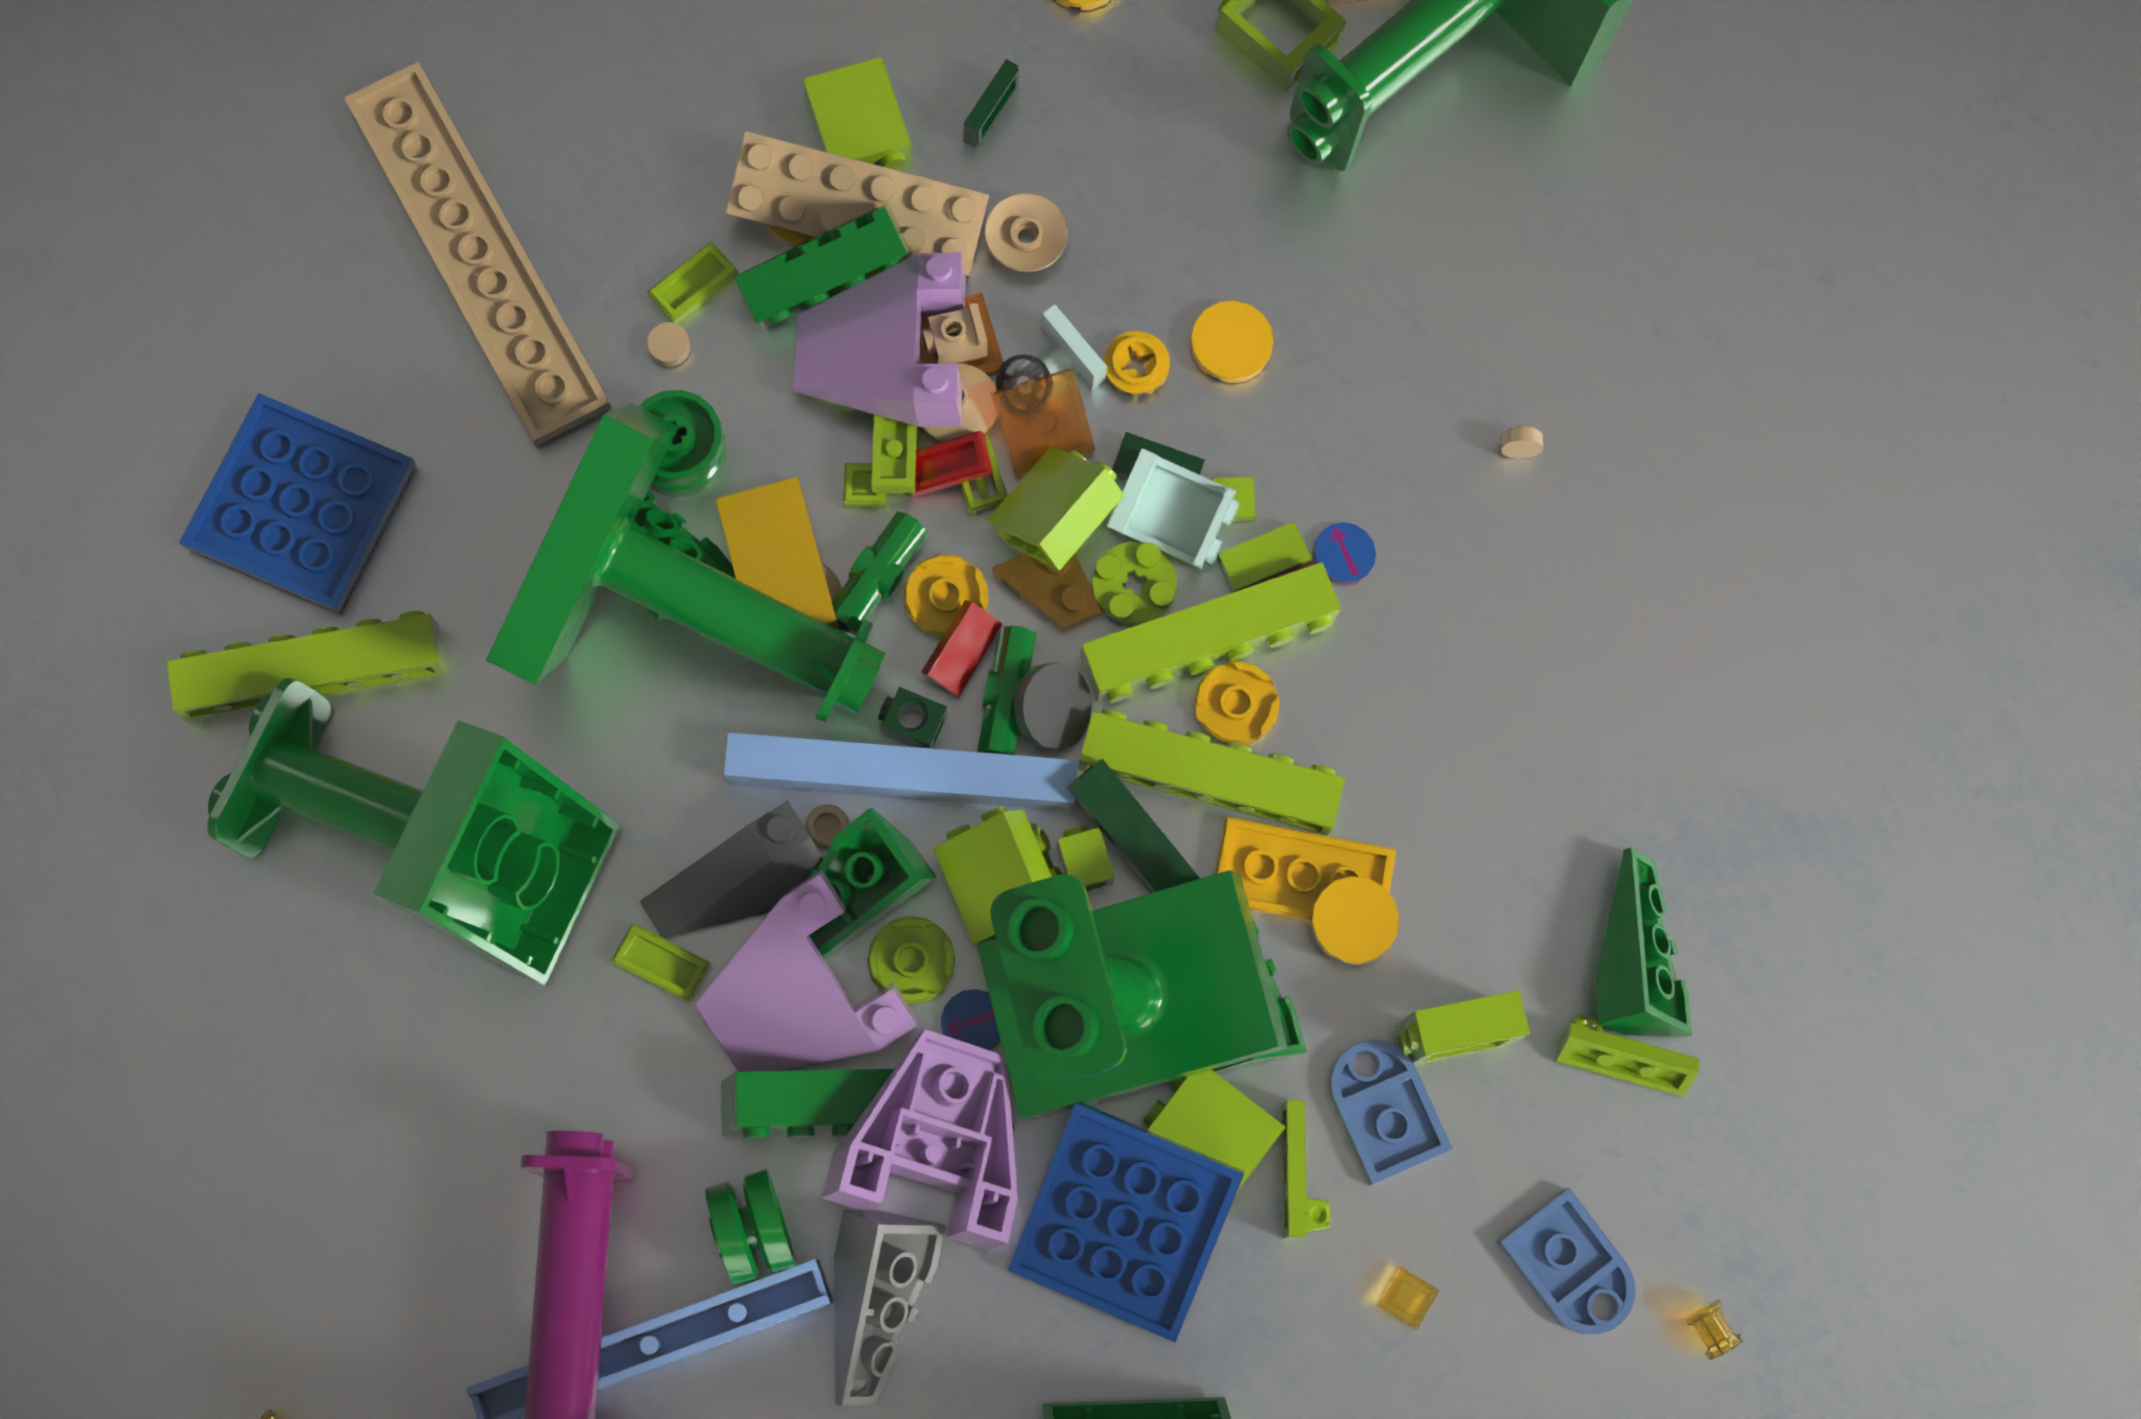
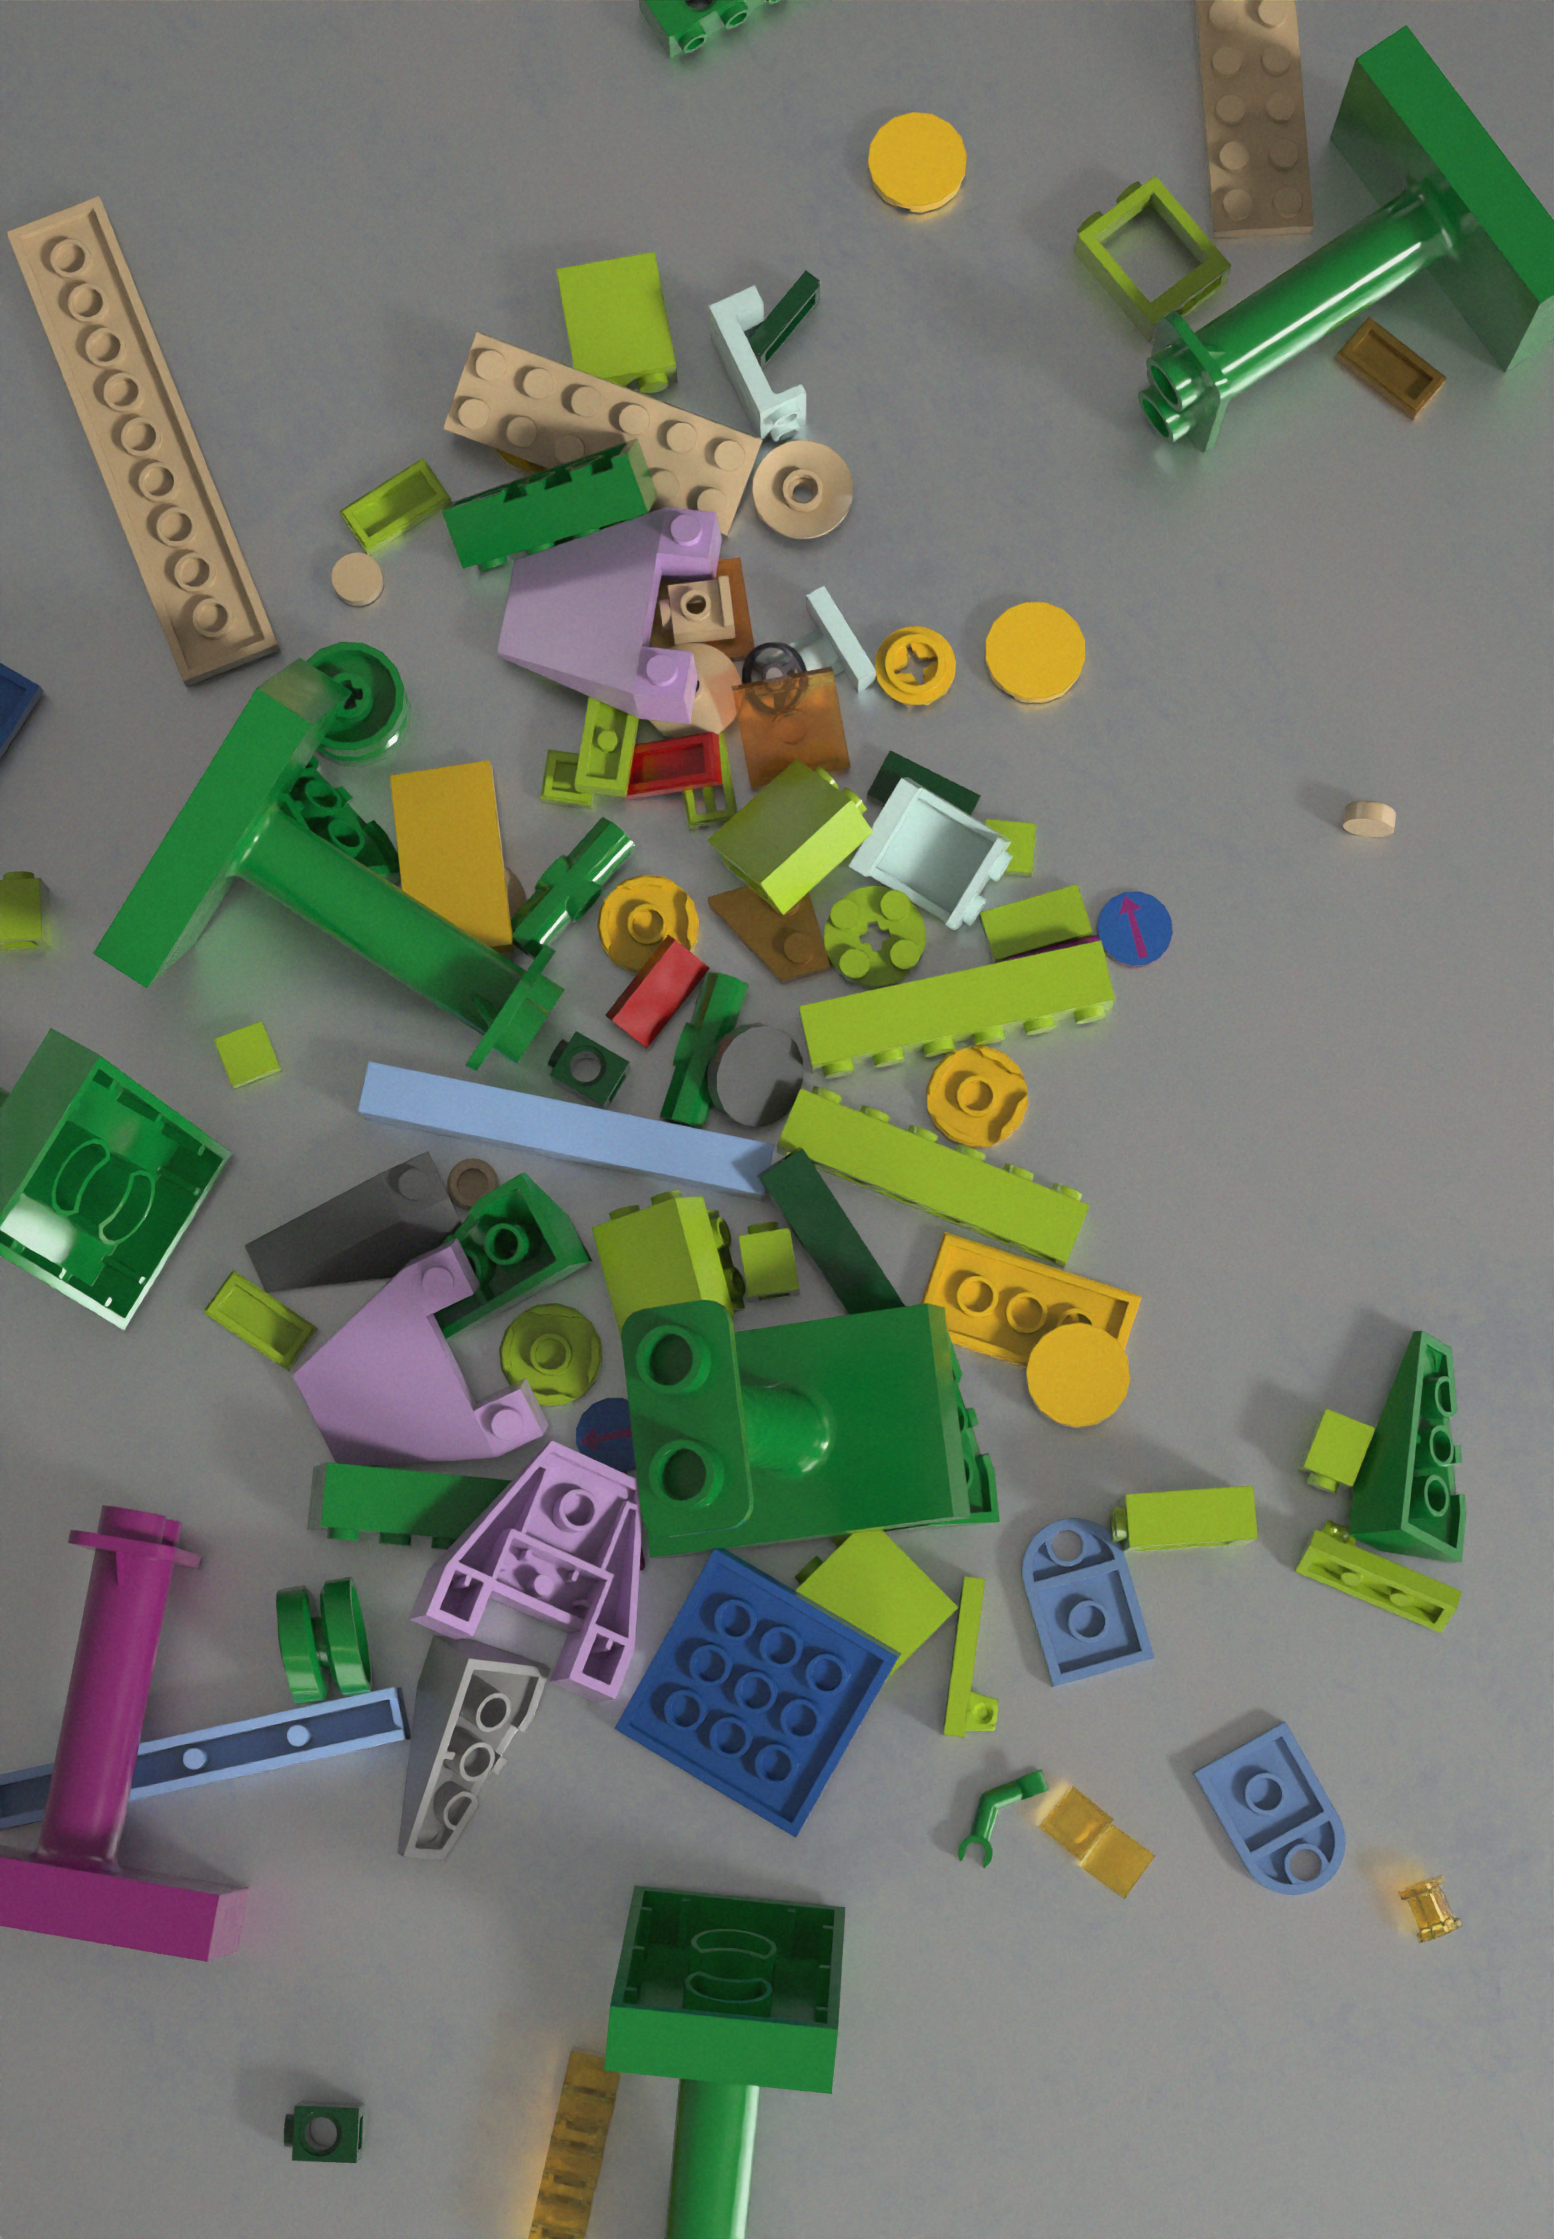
camera: 20 degrees right, 5 degrees up
(623, 741) = (247, 1054): none -> lime tile
(988, 170) = (770, 414): none -> light aqua panel
(1335, 1288) = (995, 1799): none -> green arm
(1447, 1325) = (1117, 1861): none -> clear yellow tile
(1481, 90) = (1390, 368): none -> pearl gold tile
(1575, 956) = (1335, 1451): none -> lime brick

